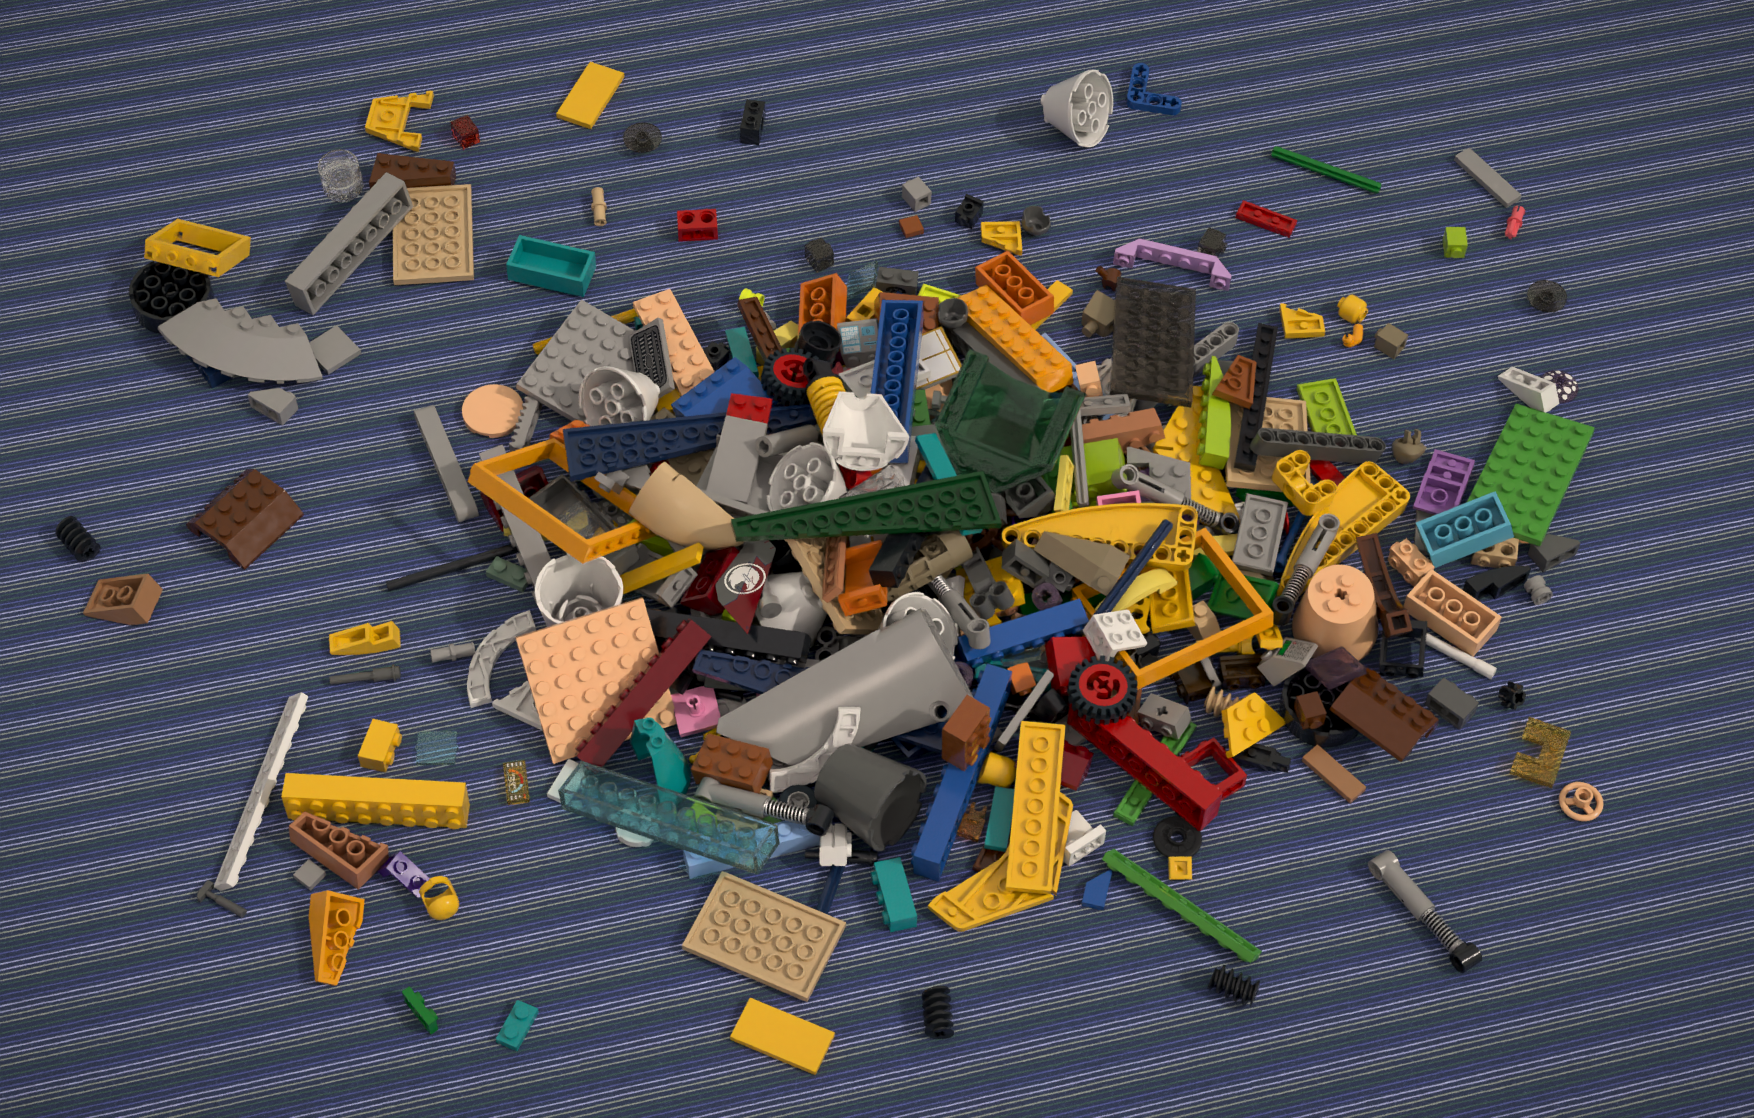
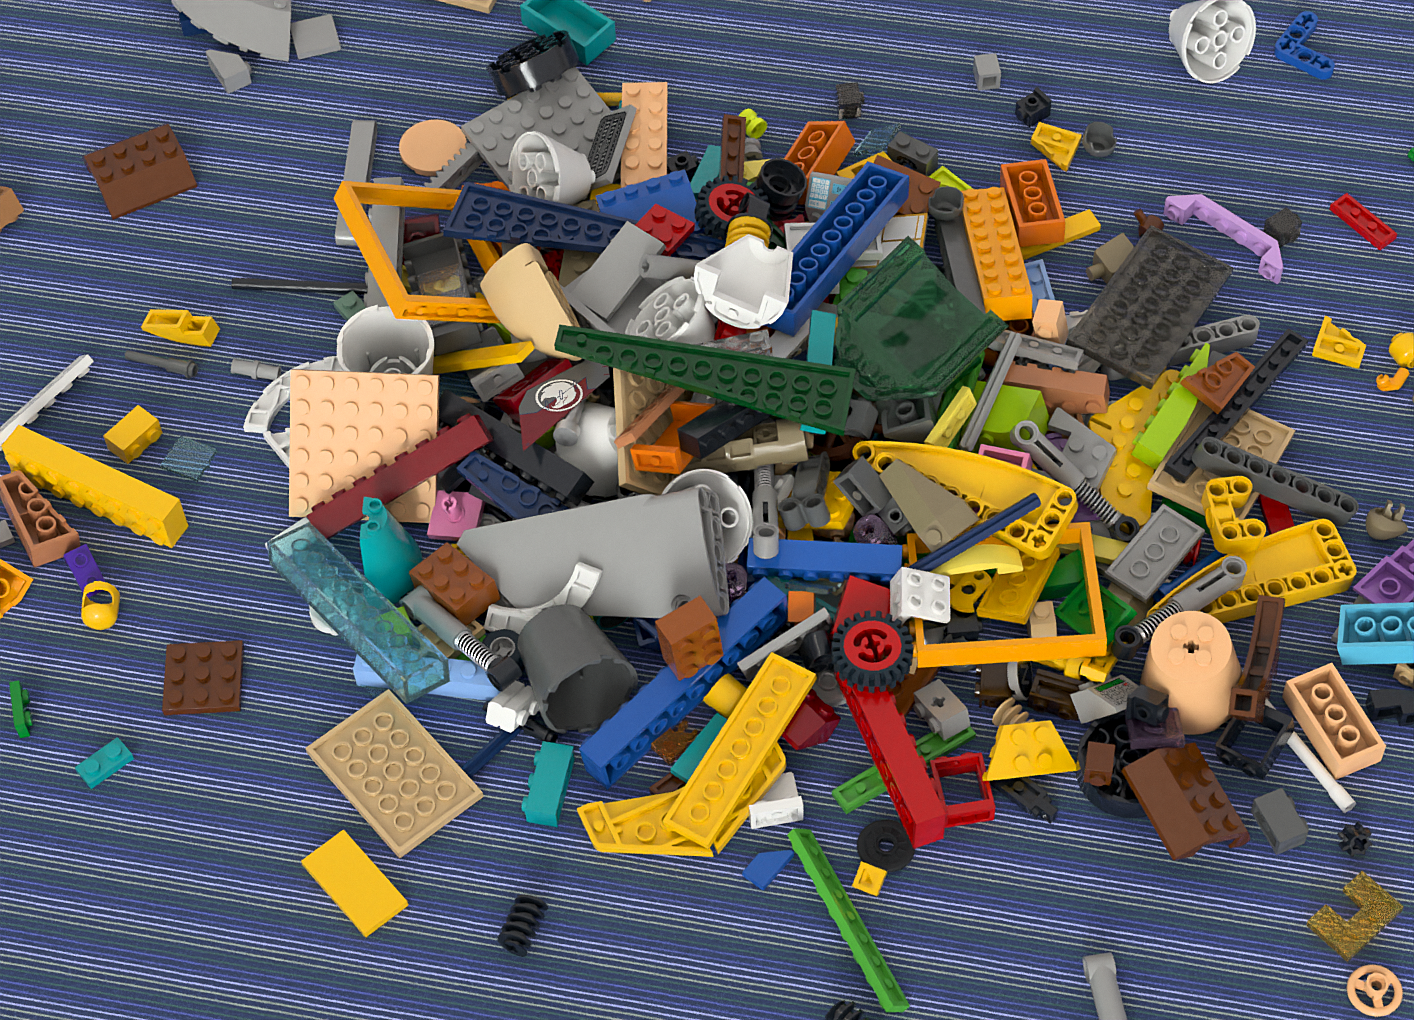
camera: 30 degrees right, 0 degrees up
(516, 782) = (243, 521): clear yellow tile -> none
(548, 310) = (533, 64): none -> black brick
(559, 923) = (203, 677): none -> reddish brown plate
(612, 481) = (488, 252): light grey bracket -> none
(697, 225) = (740, 30): red brick -> none
(911, 226) = (964, 103): dark orange tile -> none
(1325, 652) = (1147, 705): none -> black brick
(1326, 407) = (1317, 446): lime tile -> none
(1333, 774) = (1101, 846): medium nougat tile -> none
(1409, 561) = (1317, 645): light nougat brick -> none

